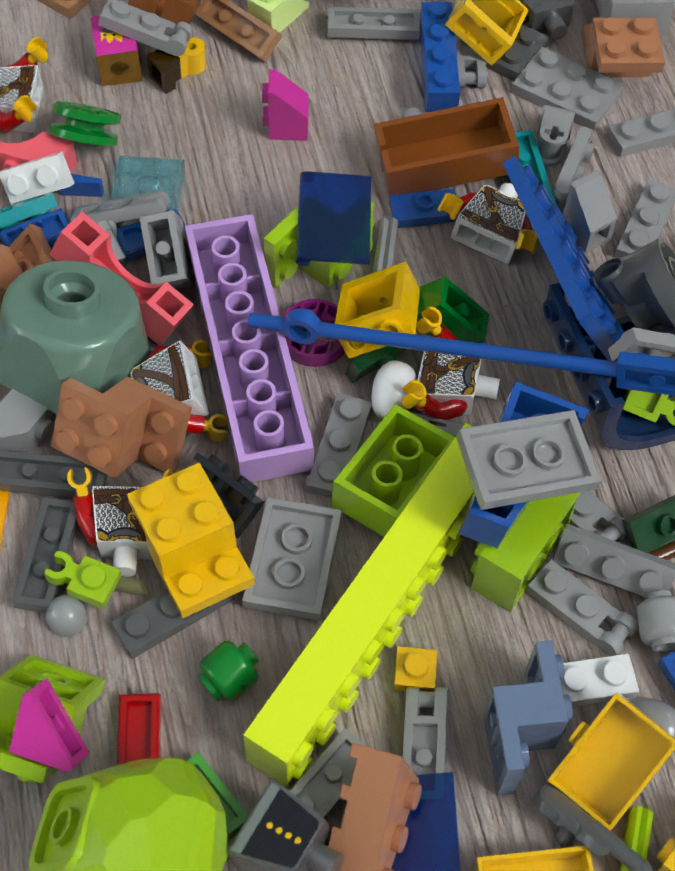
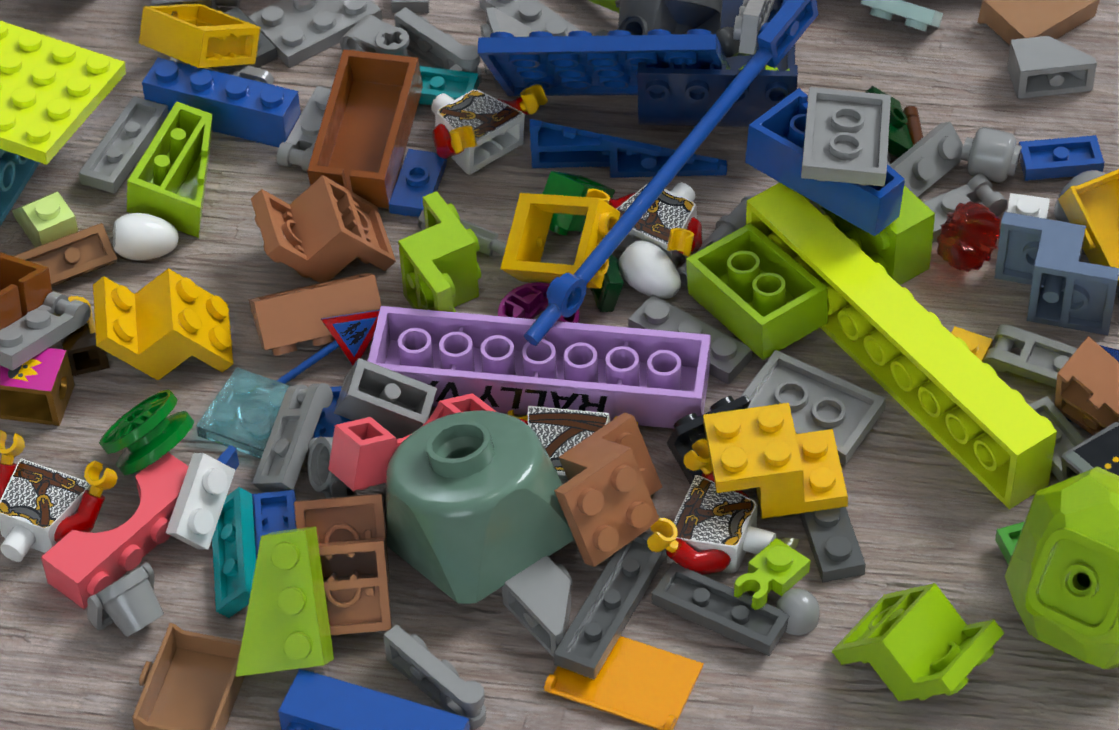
camera: 65 degrees left, 10 degrees down
(46, 731) = (951, 614): dark pink slope -> none
(139, 727) = (961, 582): red tile -> none
(195, 99) = (162, 324): none -> yellow bracket
(228, 671) = (919, 485): green head -> none
(233, 207) = (350, 333): none -> piece
(250, 182) = (297, 313): none -> nougat slope
(285, 58) = (143, 236): none -> white animal
(286, 109) = (224, 252): dark pink slope -> none
(318, 143) = (322, 230): none -> nougat bracket
(333, 218) = (441, 227): clear blue piece -> none
(354, 55) = (174, 170): none -> lime wedge
(518, 328) = (571, 147): none -> blue wedge
(541, 623) = (968, 236): none -> clear red gear

